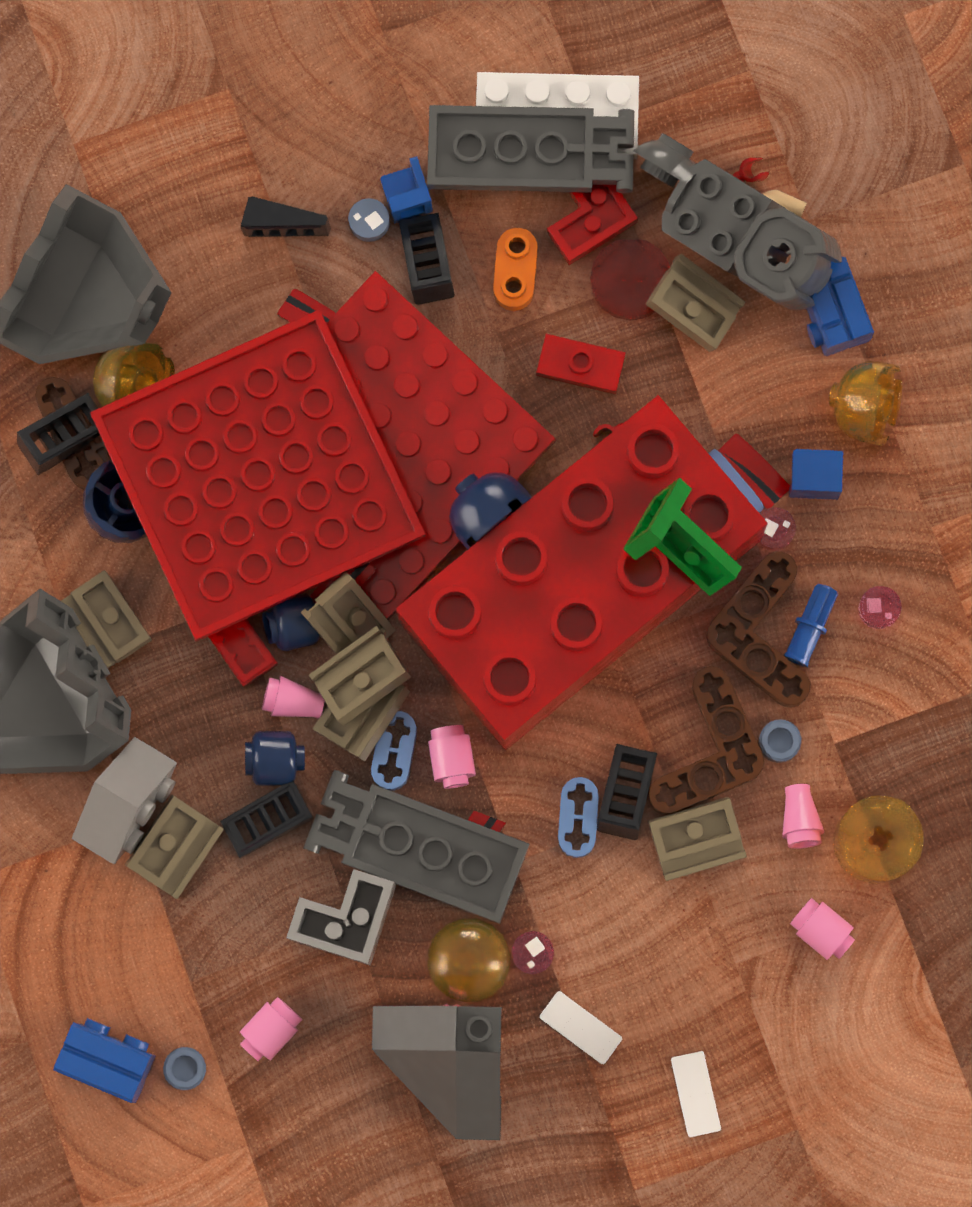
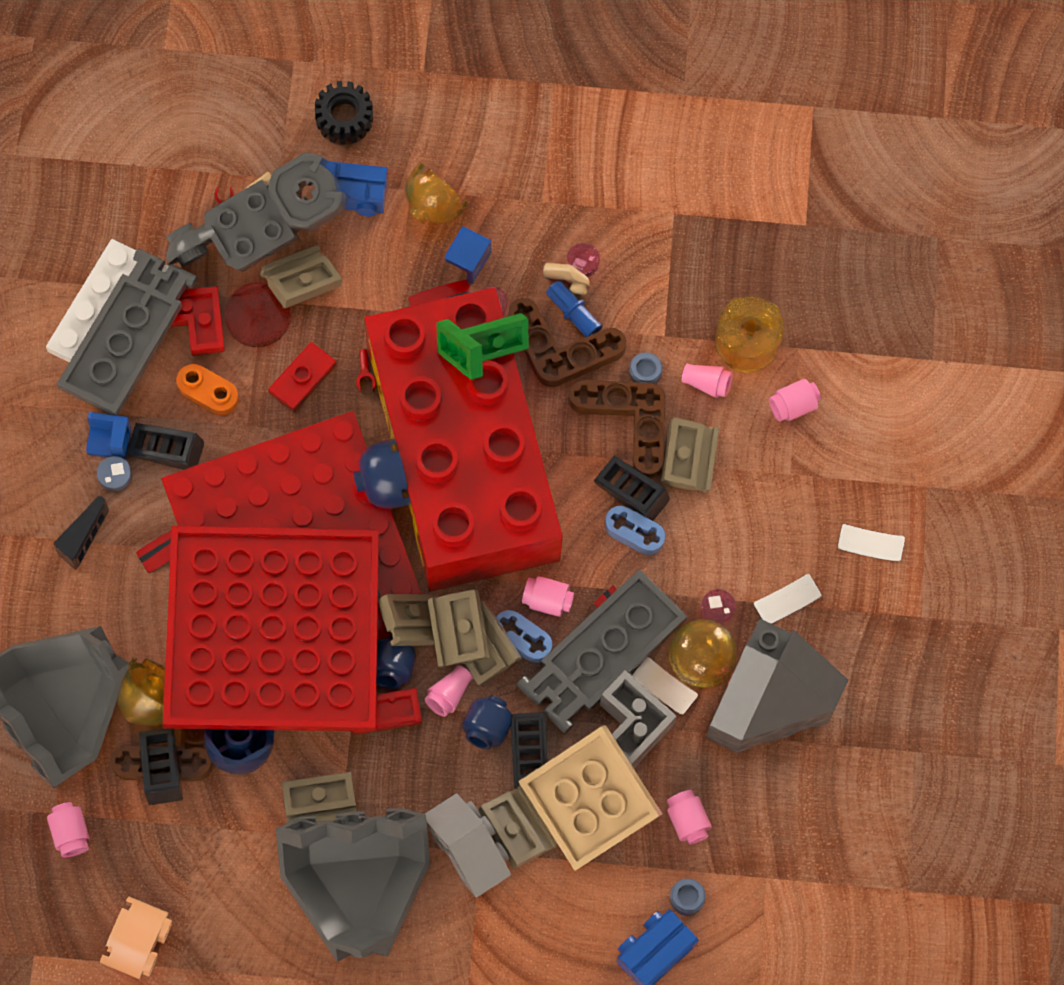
camera: 75 degrees left, 10 degrees down
(234, 911) = (590, 797): none -> tan plate
(413, 934) = (664, 686): none -> white sticker
(851, 600) = (569, 273): none -> tan arm
(931, 228) = (346, 129): none -> black tyre

